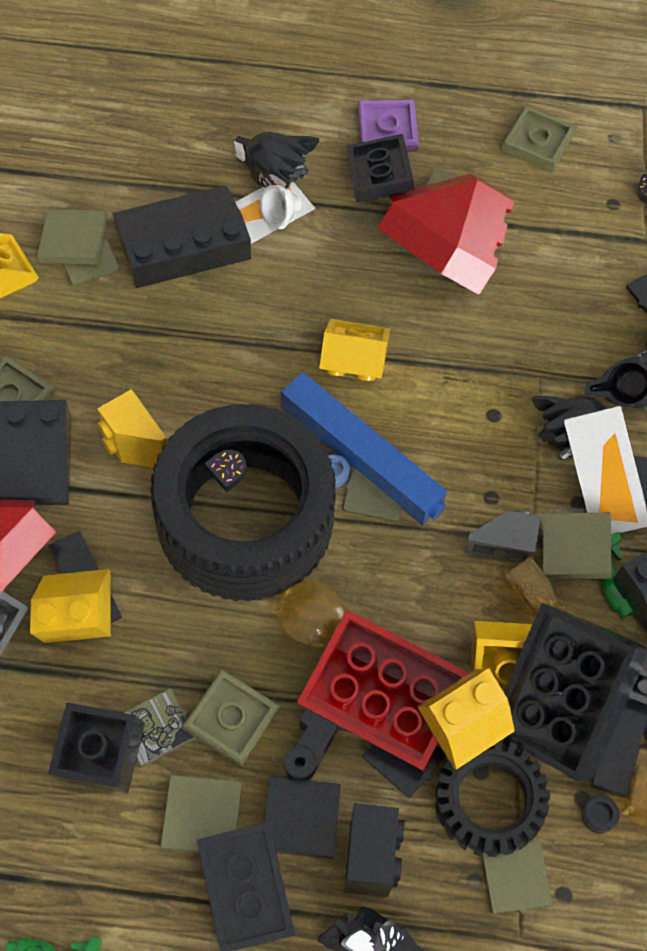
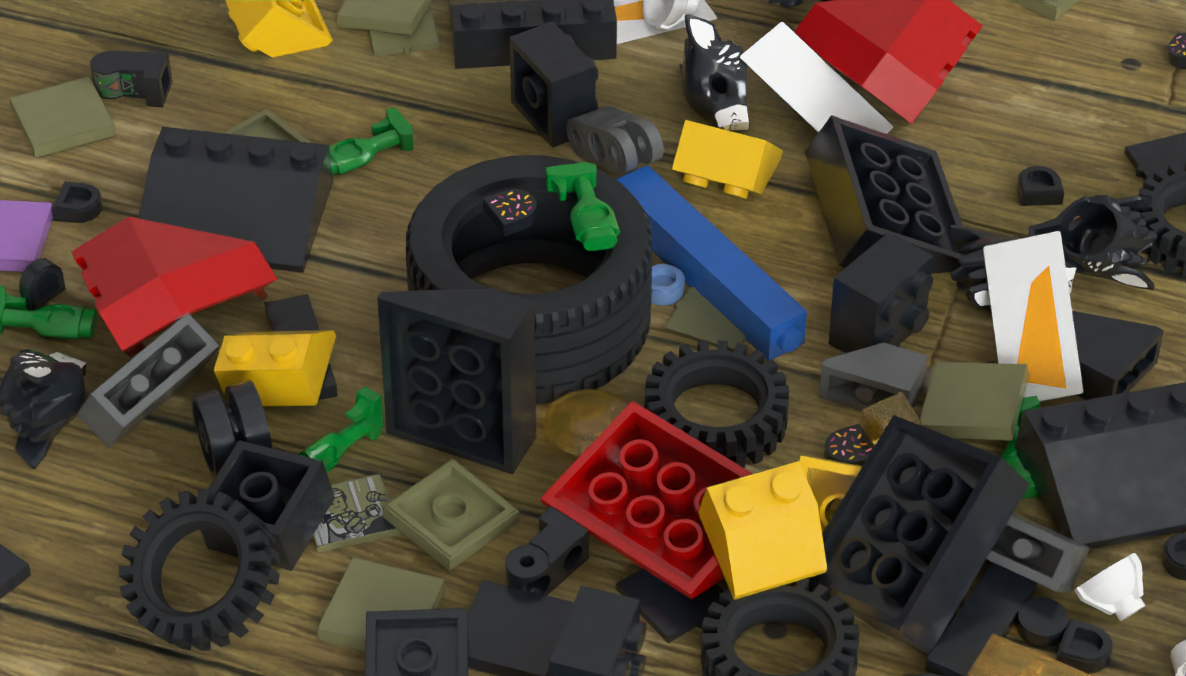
camera: 15 degrees right, 20 degrees down
(27, 842) = (241, 599): none -> black tyre
(55, 680) = (223, 425): none -> black wheel
(83, 385) = (358, 152): none -> green piece
(130, 431) = (397, 181): yellow slope -> none
(150, 645) = (366, 420): none -> green piece
(216, 304) = (551, 80): none -> black brick
(220, 615) = (460, 372): none -> black slope
(273, 350) = (614, 139): none -> dark grey piece
(287, 462) = (590, 217): none -> green piece
(331, 277) = (714, 76): none -> black piece
(394, 545) = (723, 368): none -> black tyre
(406, 278) = (808, 81): none -> white sticker
(475, 370) = (881, 186): none -> black slope
(497, 471) = (881, 296): none -> black brick
(498, 601) = (848, 445): none -> black tile
(576, 332) = (1039, 187): none -> black tile

